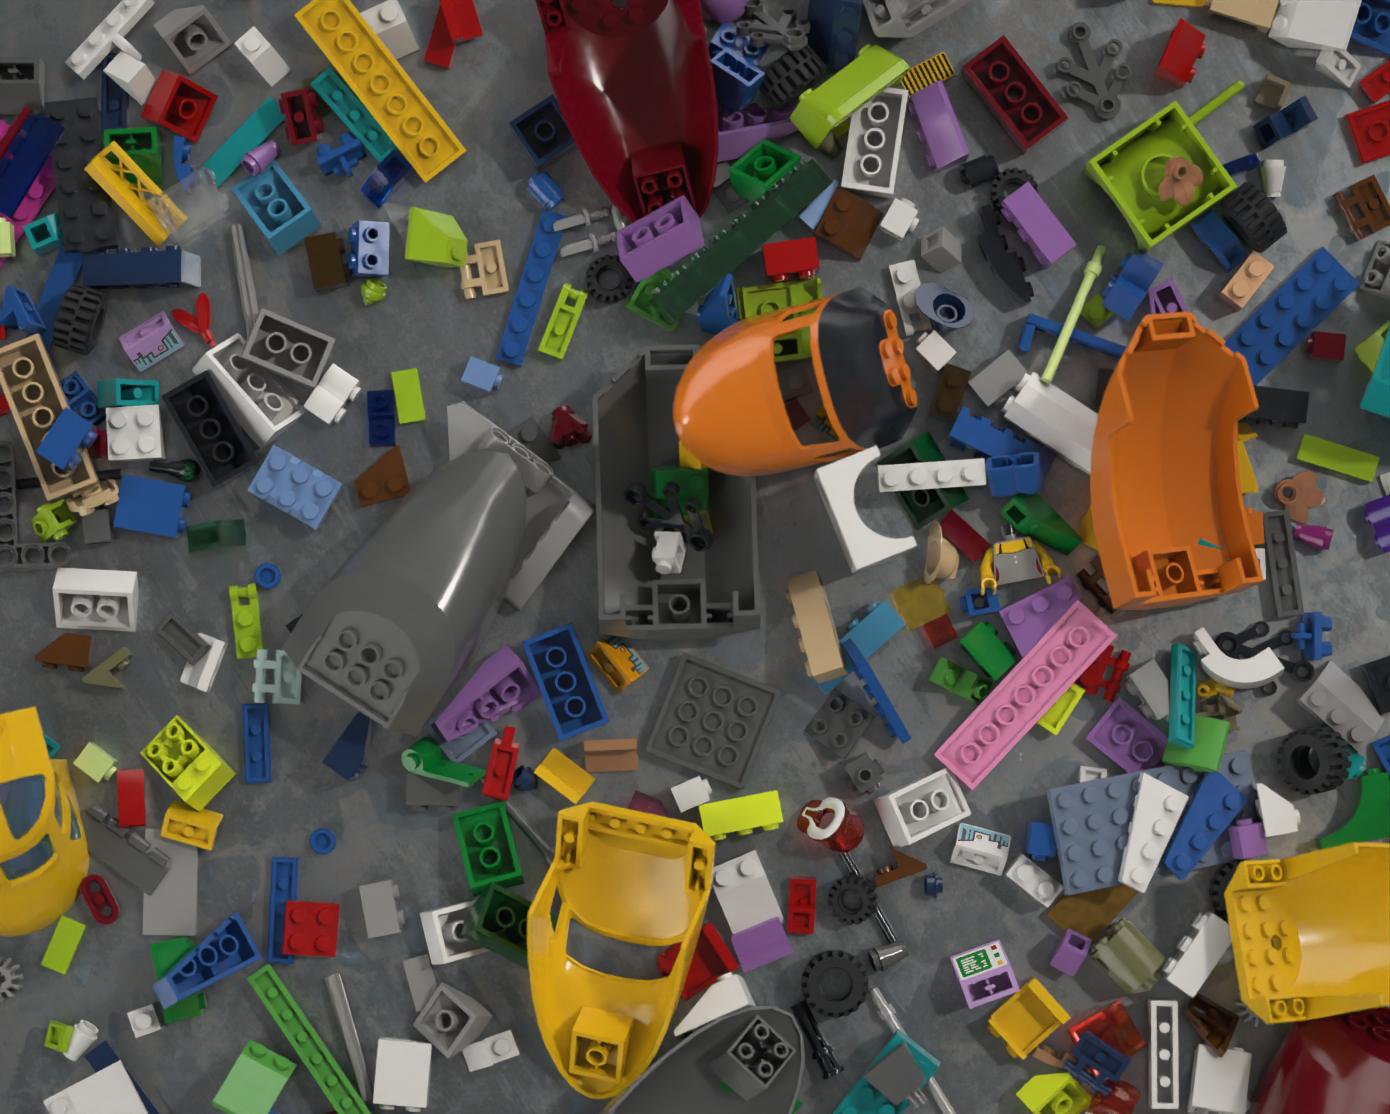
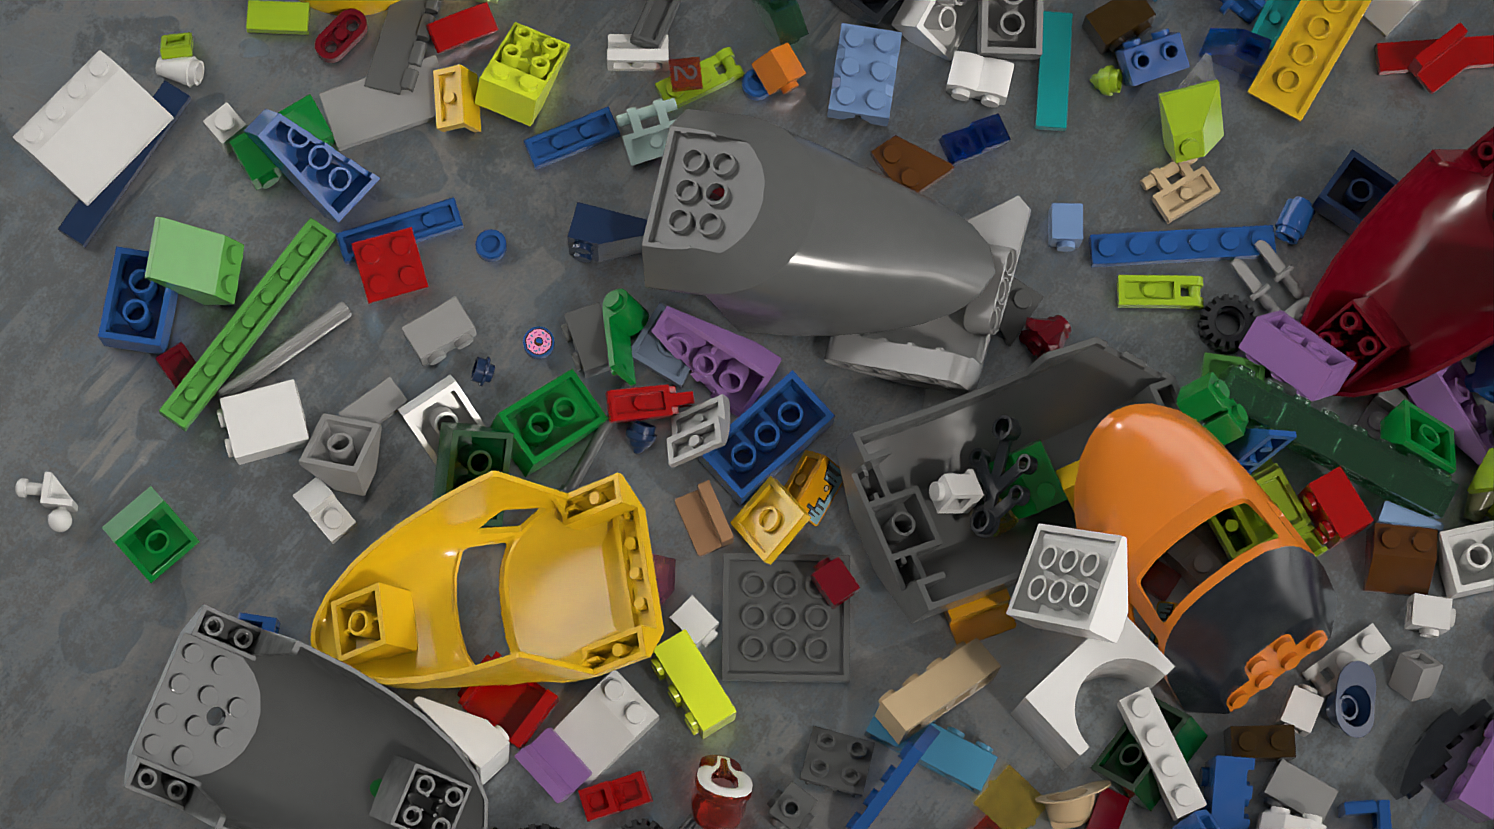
camera: 60 degrees right, 10 degrees down
(241, 632) = (685, 74): none -> clear red tile
(265, 555) = (779, 69): none -> orange brick
(347, 331) = (1054, 72): none -> teal tile
(408, 396) = (1010, 159): lime tile -> none
(418, 832) = (538, 342): none -> tile
(425, 885) = (482, 371): none -> dark blue plate
(542, 733) = (699, 430): none -> light grey slope
(564, 775) = (659, 480): yellow panel -> none
(633, 704) = (770, 520): none -> yellow plate
(675, 327) = (1209, 401): none -> green piece
(701, 673) = (834, 581): none -> dark red brick
(772, 568) = (981, 618): none -> light orange panel
(784, 497) = (1074, 583): none -> white slope

